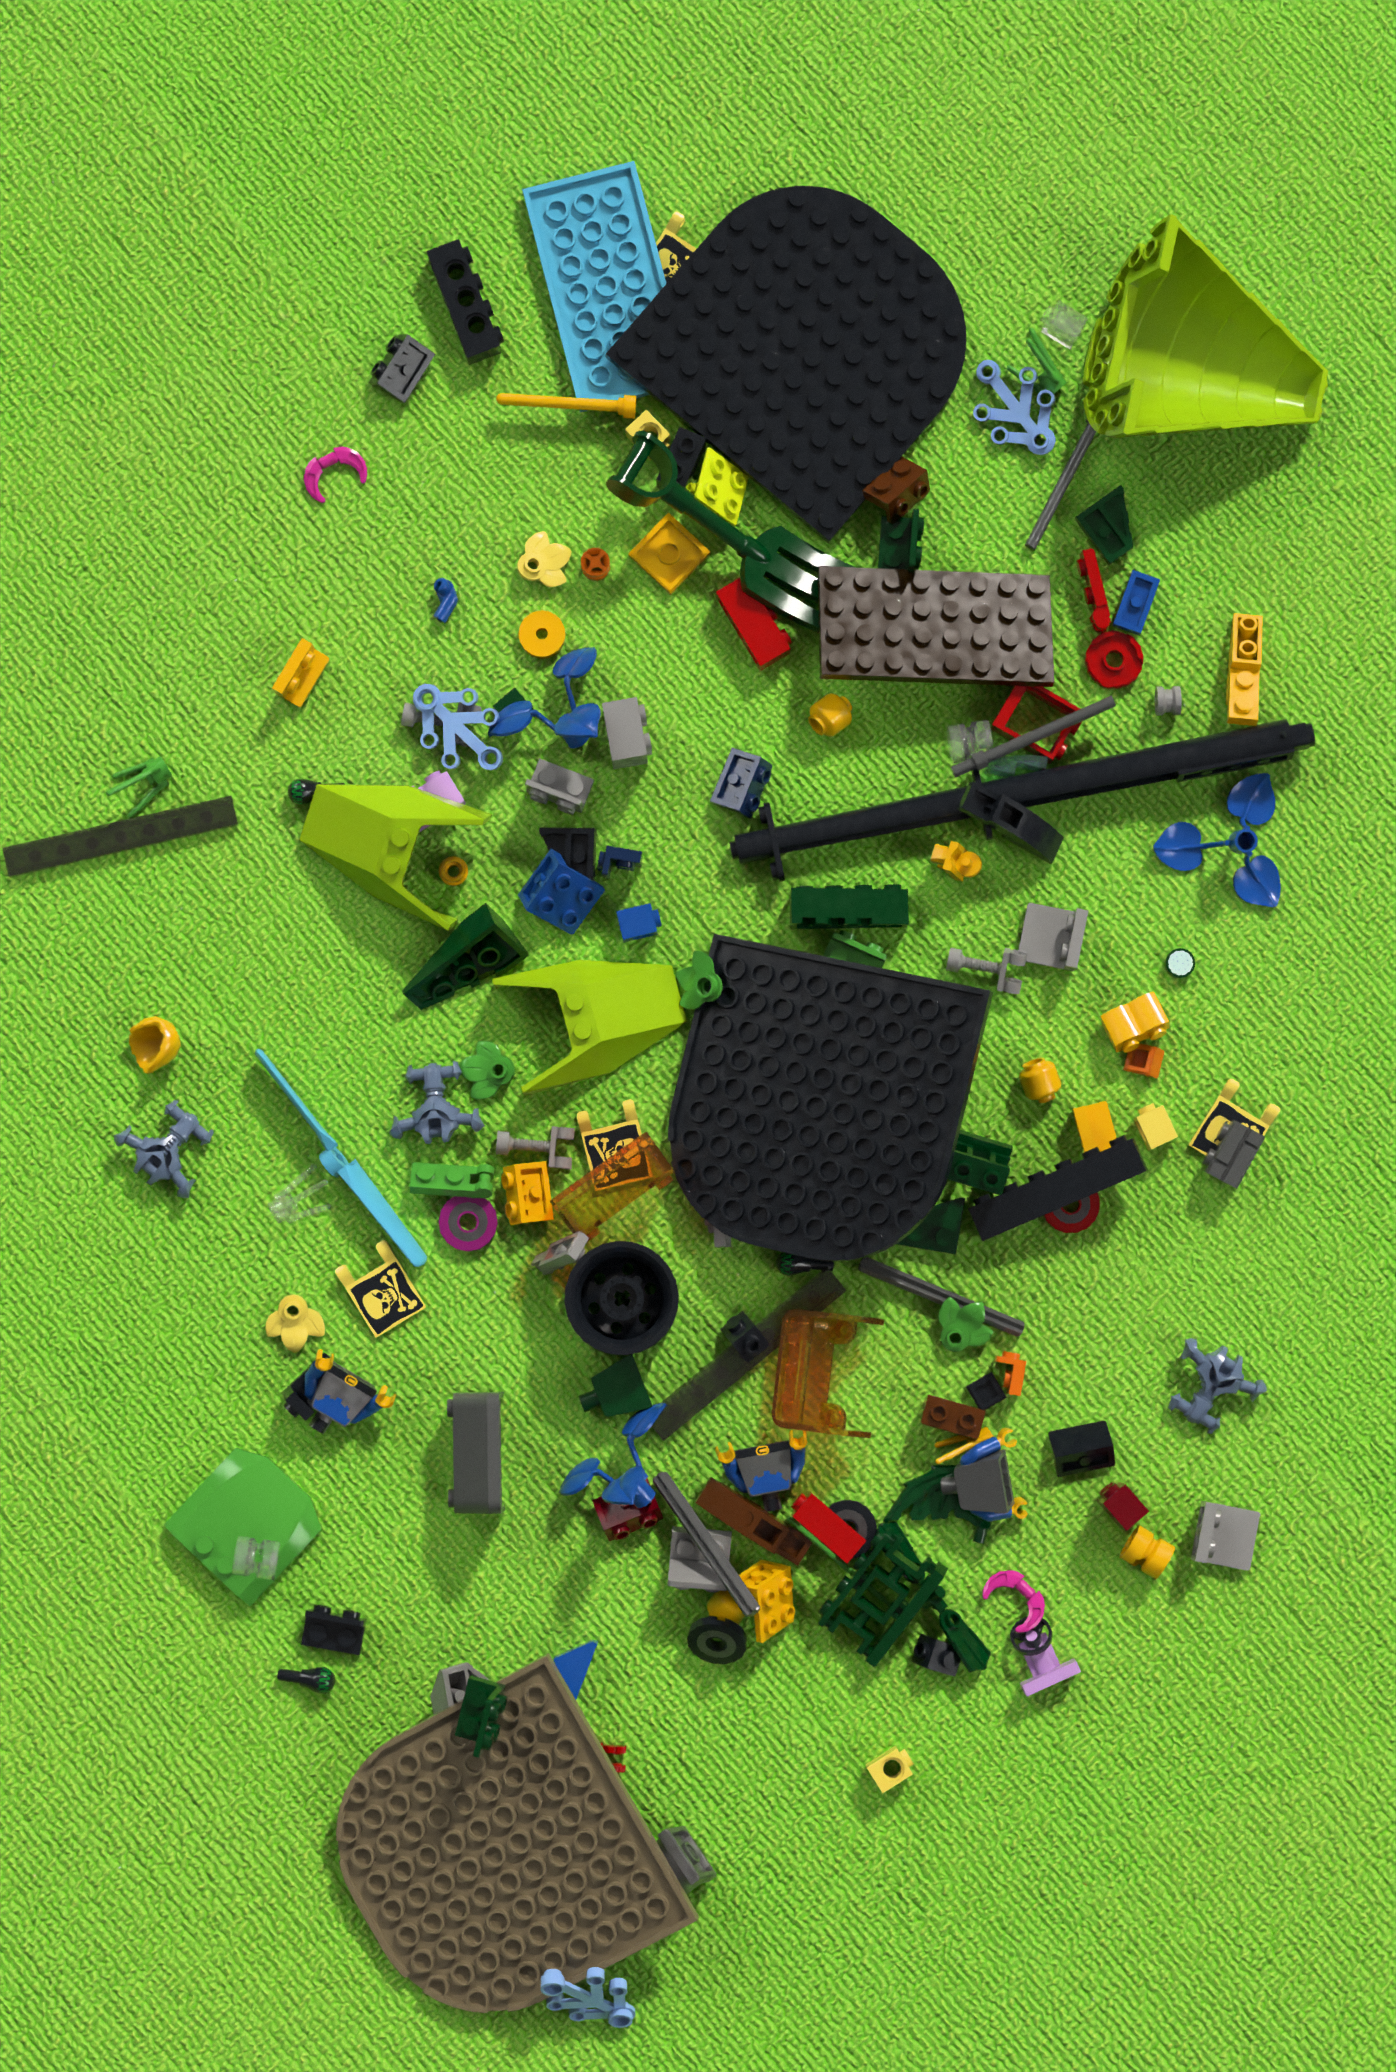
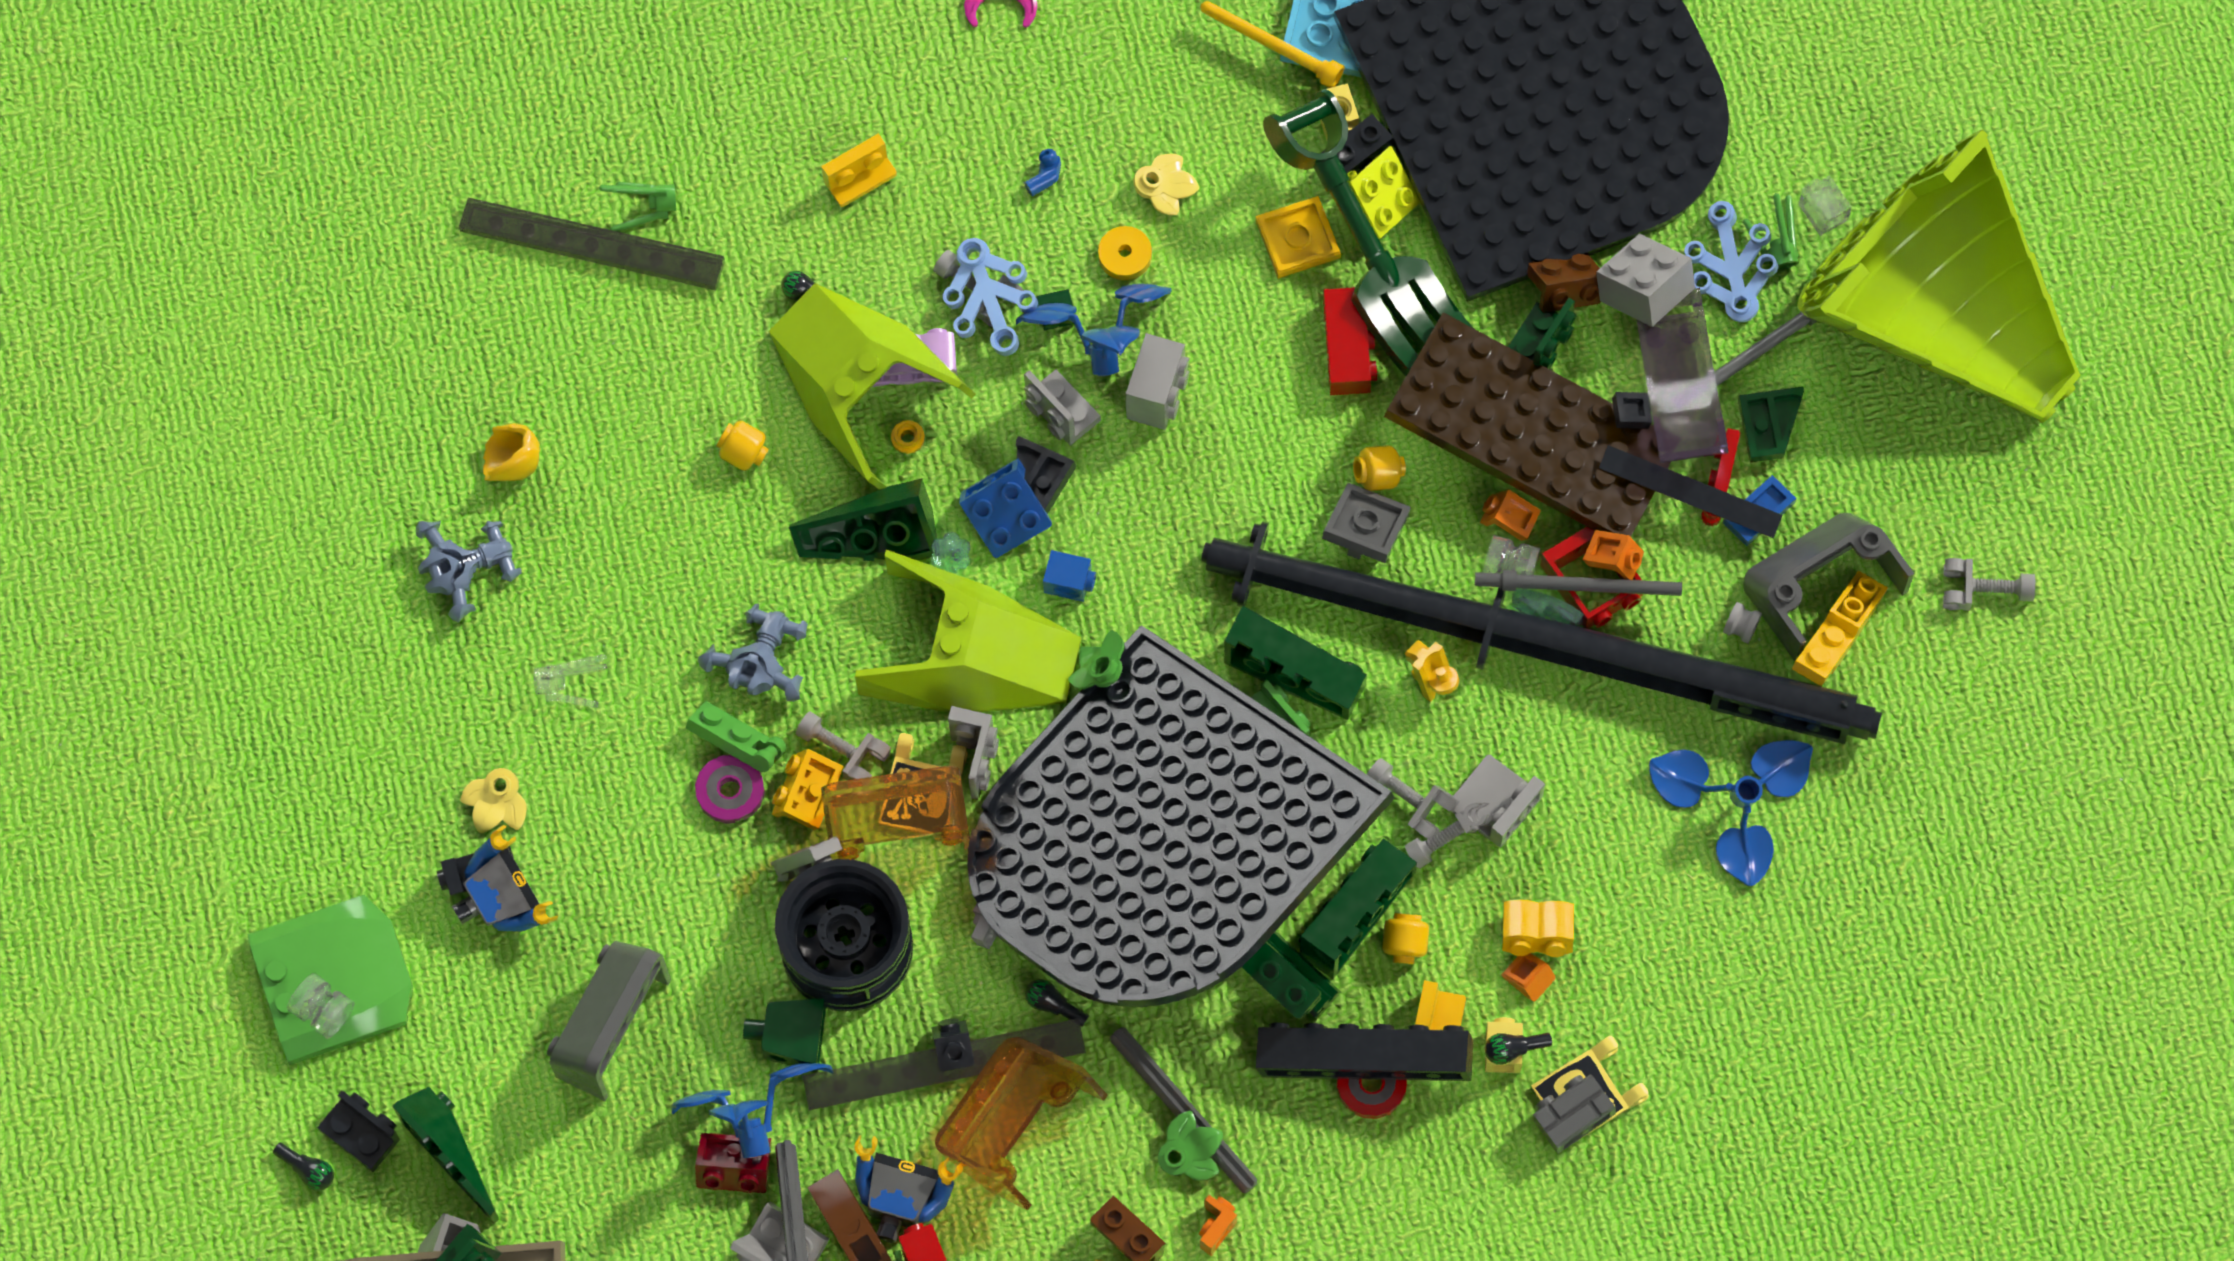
camera: 30 degrees right, 15 degrees down
(330, 944) = (742, 445): none -> yellow head
(352, 1174) = (637, 681): medium azure piece -> none
(383, 1295) = (602, 819): flag -> none
(395, 1602) = (437, 1130): none -> dark green wedge
(482, 1070) = (830, 644): bright green plate -> none
(537, 949) = (945, 551): none -> clear light blue plant
(598, 559) = (1215, 202): orange wheel -> none
(624, 859) = (1081, 495): dark blue bracket -> none
(629, 1087) = (973, 730): none -> light grey bracket
(742, 782) = (1252, 492): bracket -> none
(844, 765) = (1366, 523): none -> dark grey hinge
(939, 1229) = (1213, 1035): dark green wing -> none
(948, 701) = (1510, 513): none -> orange bracket
(960, 459) = (1645, 279): none -> light grey brick
(986, 1391) = (1179, 1233): black tile -> none
(993, 1077) = (1356, 907): none -> dark green wedge
(1004, 573) = (1632, 410): none -> black plate
(1012, 820) = (1514, 658): black slope -> none
(1028, 530) = (1682, 384): none -> windscreen
(1042, 969) = (1467, 822): none -> light grey bar
(1048, 699) = (1614, 553): none -> orange bracket
(1080, 617) = (1690, 491): none -> black sticker
(1109, 676) = (1702, 576): red tile -> none
(1161, 1133) = (1506, 1047): none -> black piece
(1175, 651) = (1774, 581): none -> dark grey windscreen
(1179, 963) = (1618, 894): light aqua tile -> none
(1364, 564) = (1957, 600): none -> light grey bar

